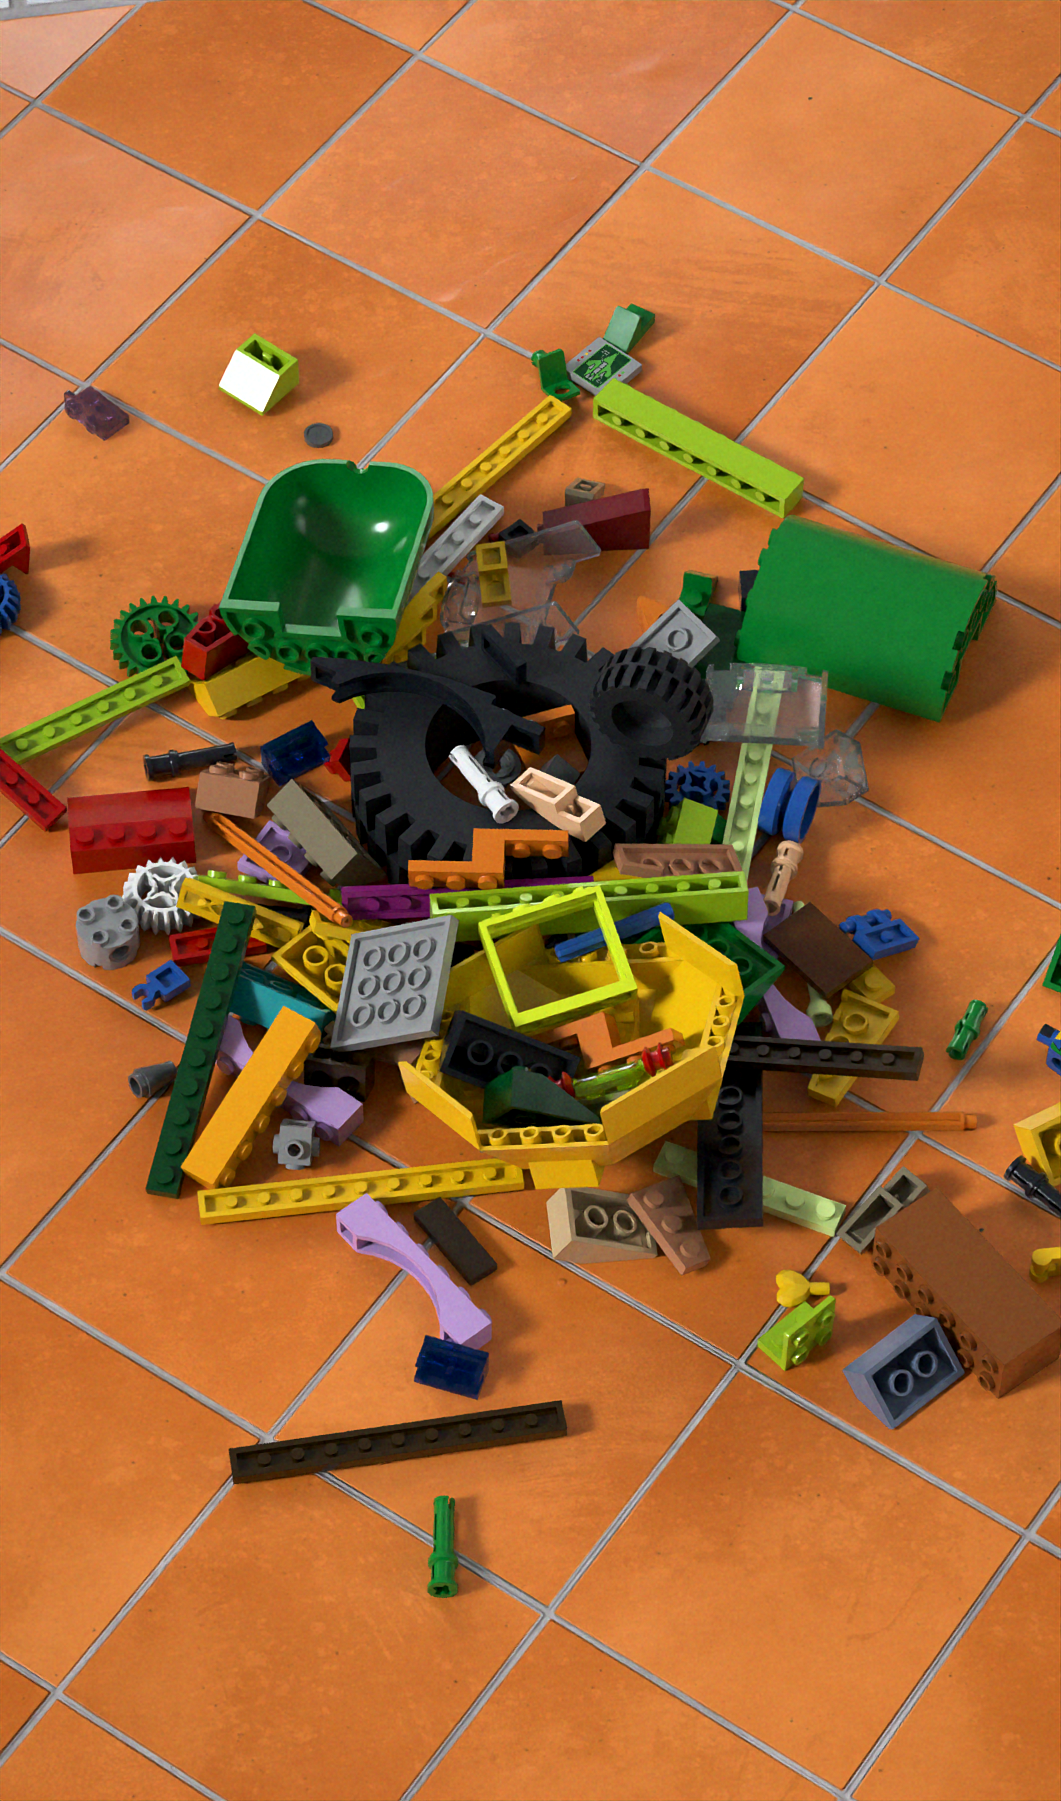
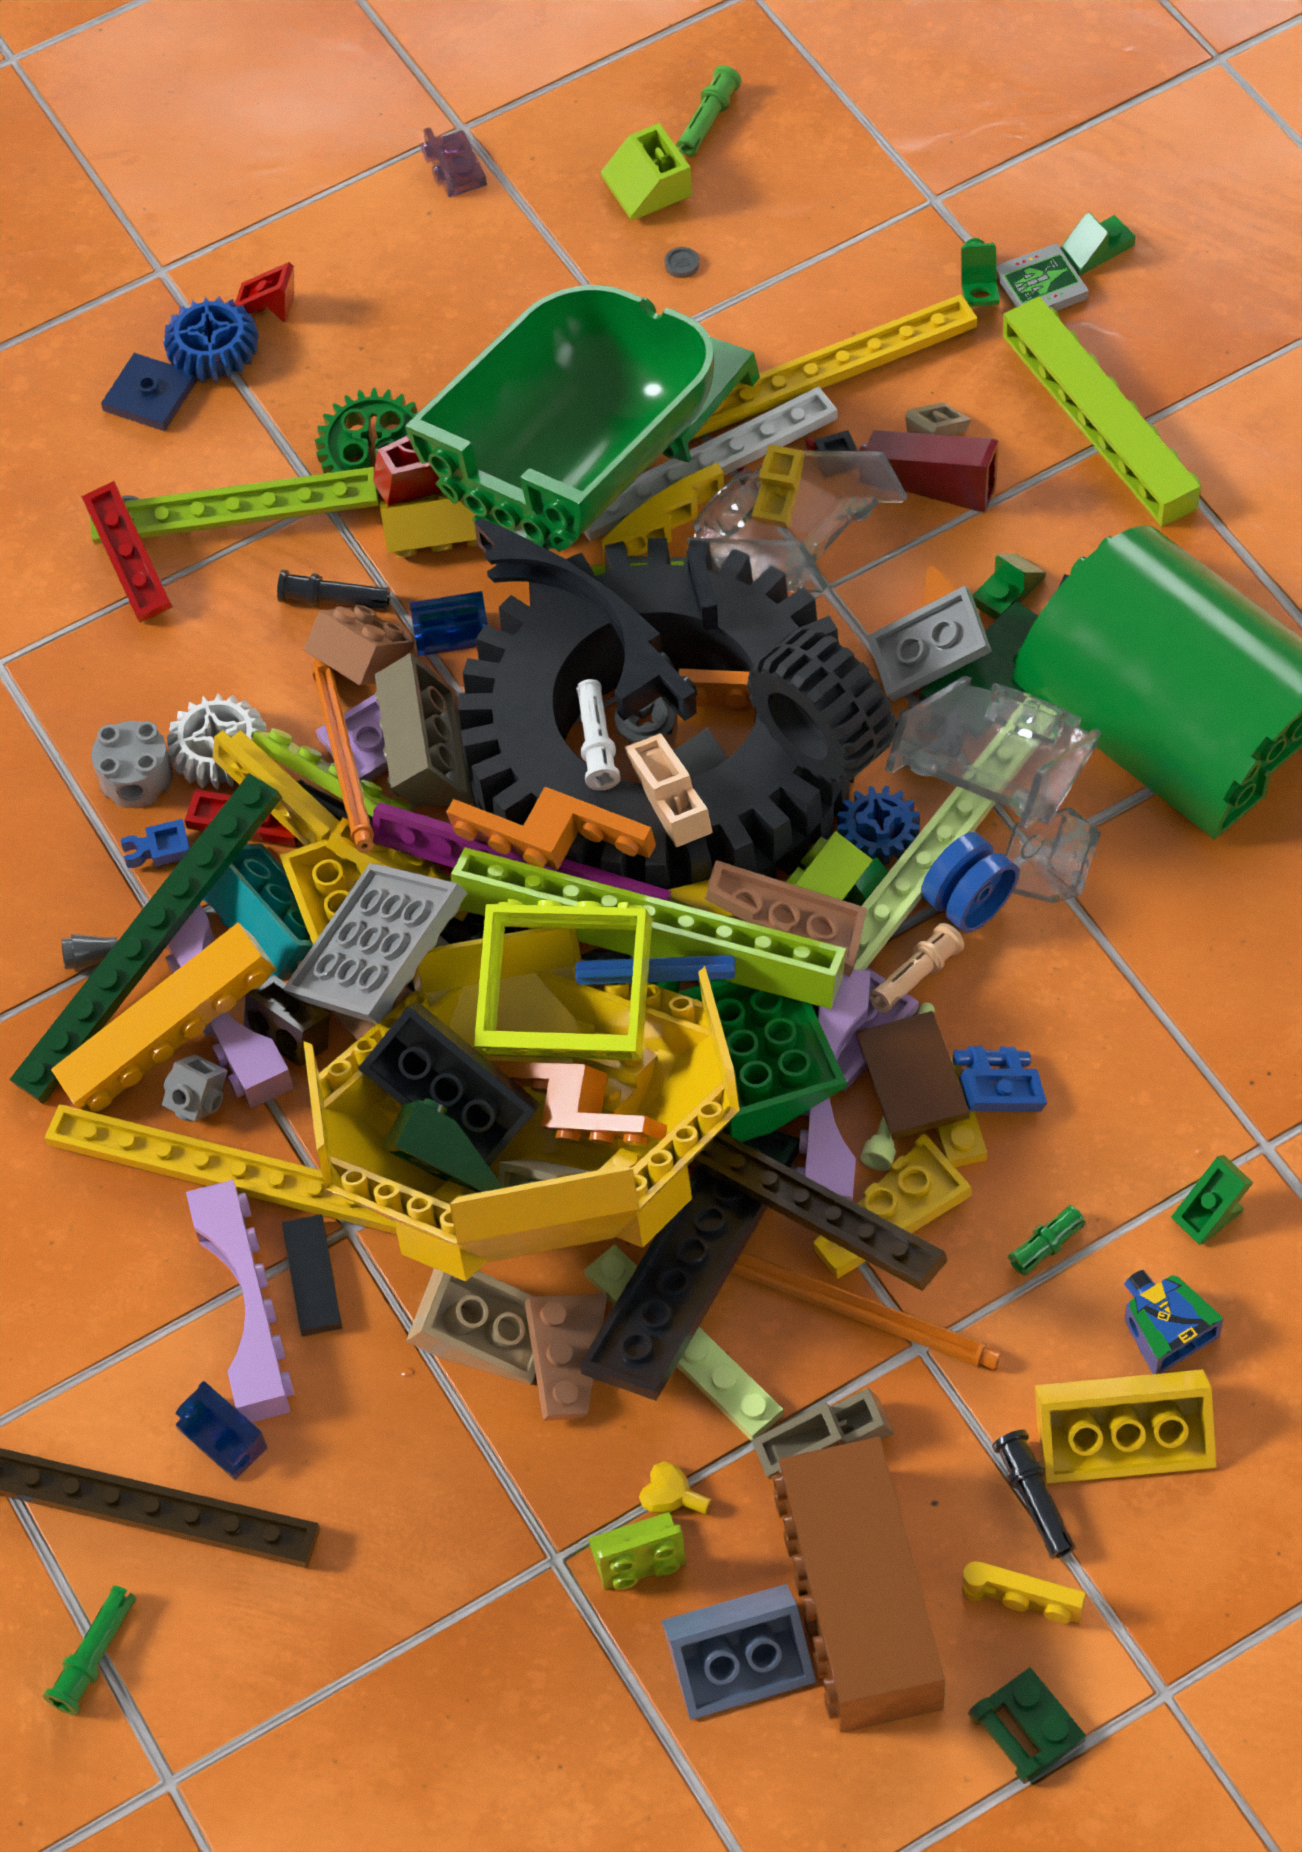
camera: 30 degrees right, 5 degrees up
(129, 829) = (226, 650): red slope -> none
(277, 306) = (713, 100): none -> bright green pin
(622, 1076) = (552, 1151): plate -> none

